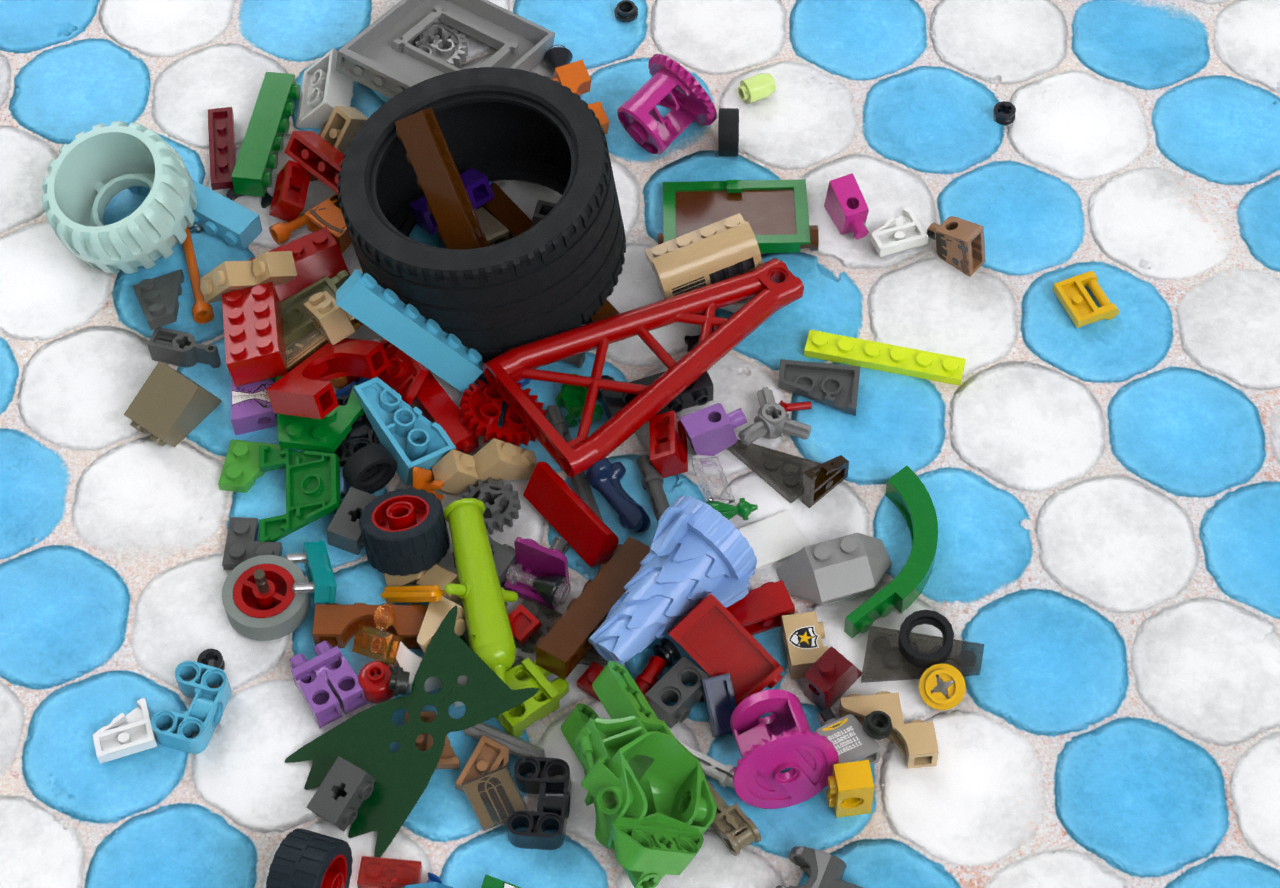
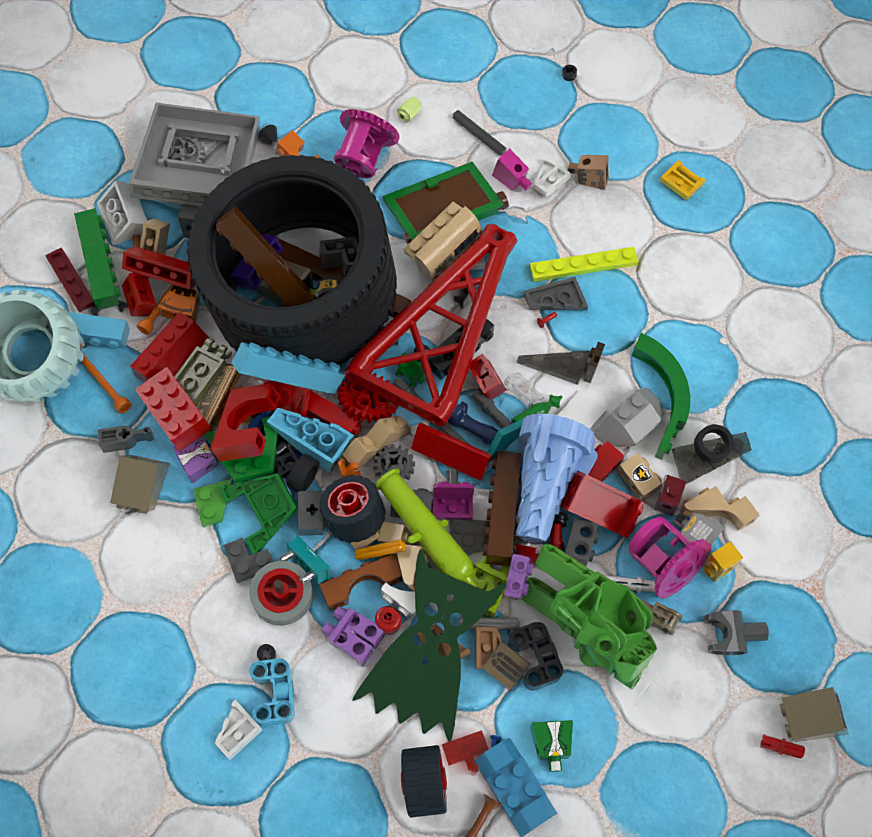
camera: 30 degrees left, 10 degrees up
(160, 298) = (87, 407): dark grey wing -> none
(237, 275) = (146, 368): tan arch -> none
(328, 317) = (221, 378): tan brick -> none
(341, 779) = (401, 720): dark grey brick -> none
(376, 641) = (372, 592): clear orange plate -> none
(399, 681) = (407, 616): pearl dark grey plate -> none
(523, 624) = (461, 537): red tile -> none
(551, 588) = (466, 507): piece -> none
(563, 692) = (516, 582): none -> medium lavender plate
(626, 11) = (295, 84): pearl dark grey plate -> none
(640, 524) = (504, 438): none -> teal tile
(712, 429) = (511, 356): medium lavender torso -> none
(719, 703) = (612, 540): dark blue tile -> none
(728, 132) = (410, 146): black tyre -> none
(772, 421) = (540, 334): light grey bush -> none
(834, 144) = (480, 133): none -> dark grey axle
(877, 725) = (717, 513): pearl dark grey plate -> none
(954, 692) = (743, 470): yellow gear -> none

